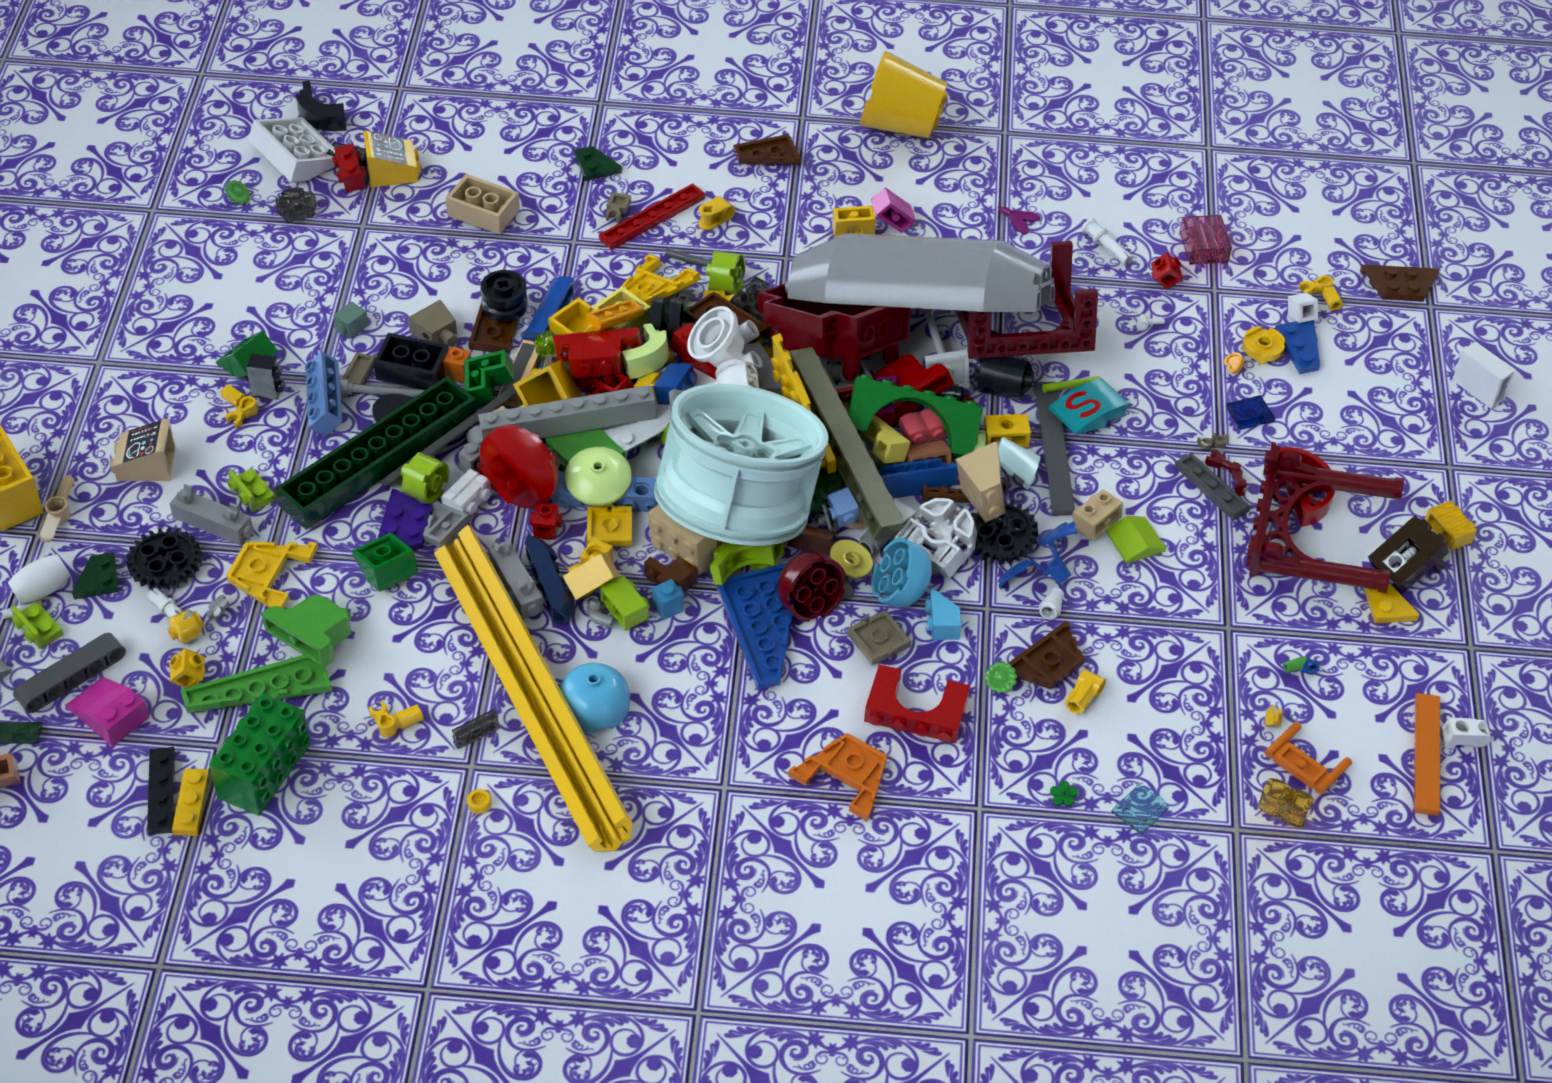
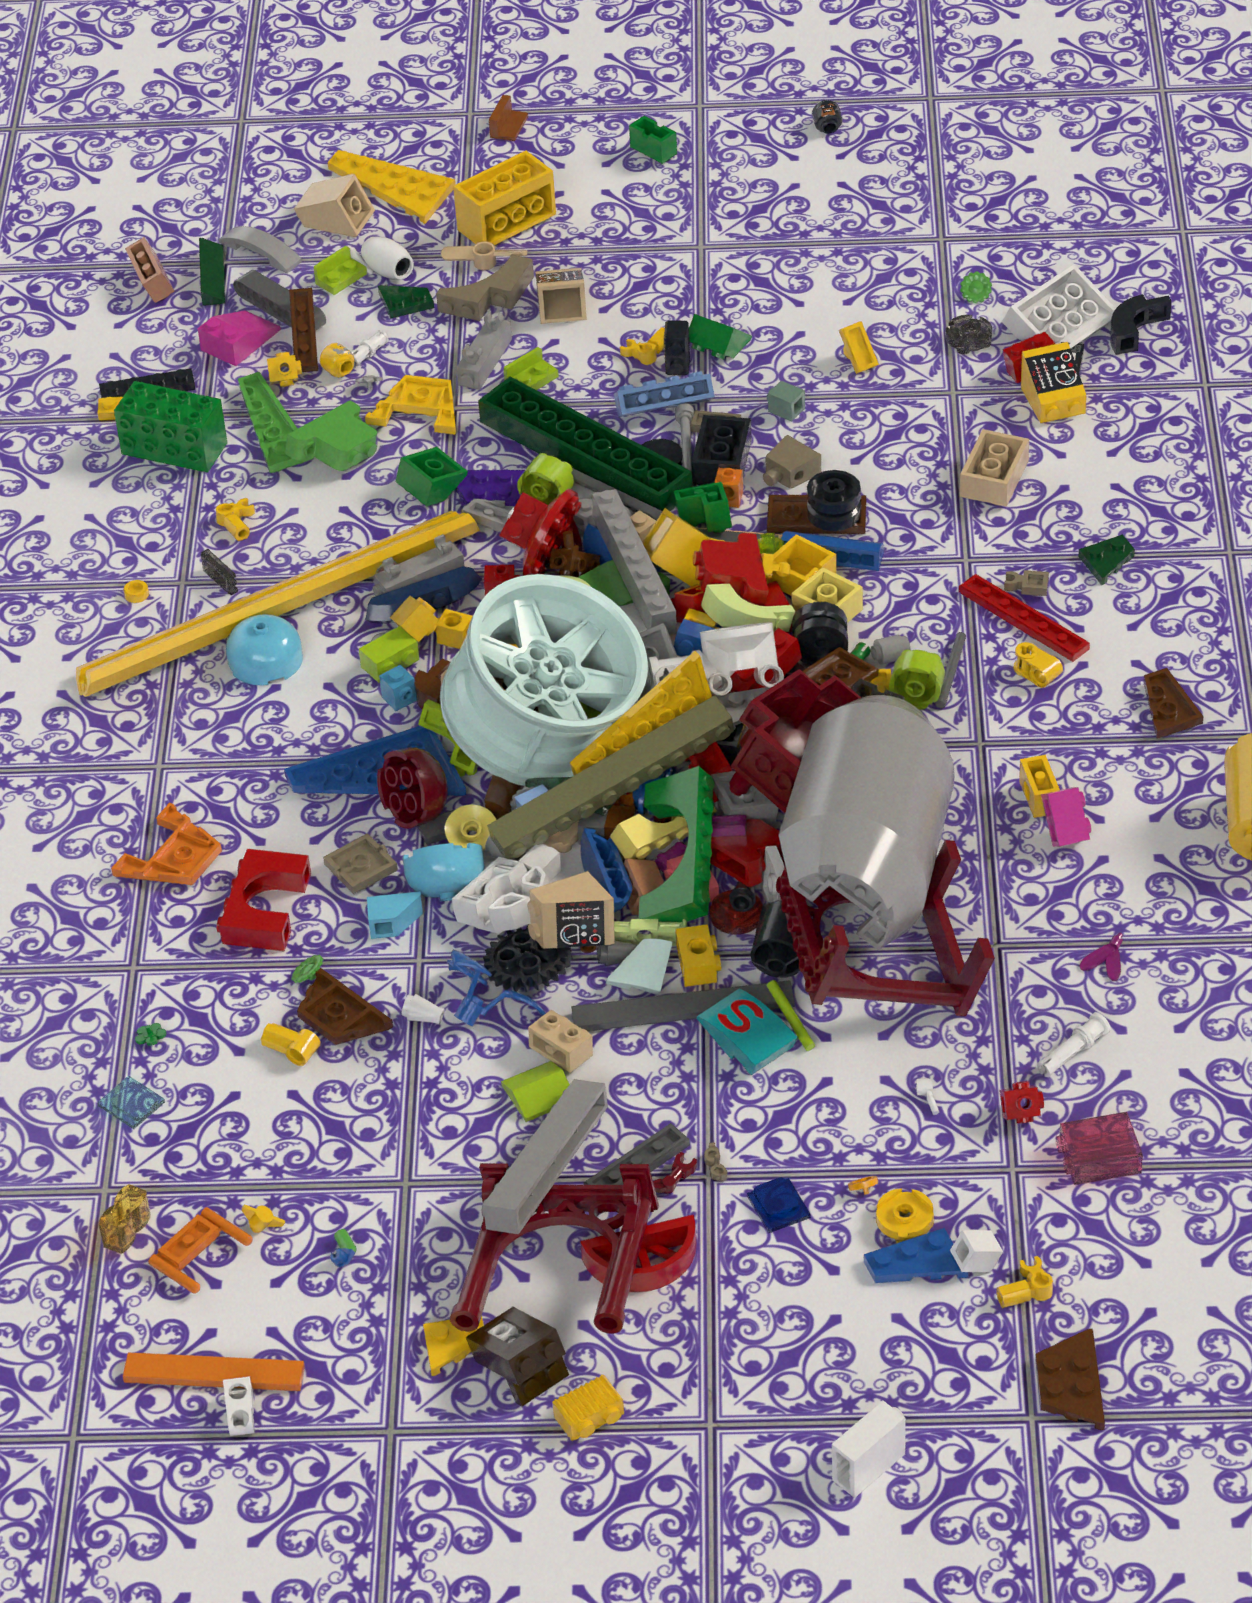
camera: 90 degrees right, 5 degrees down
(120, 501) = (498, 289): none -> dark tan arch
(130, 647) = (303, 328): none -> reddish brown tile
(164, 558) = (426, 333): black gear -> none
(299, 267) = (858, 347): none -> yellow tile
(614, 314) = (795, 574): light orange tile -> none
(647, 284) = (881, 618): yellow wing -> none
(1234, 518) = (544, 1156): none -> light grey brick

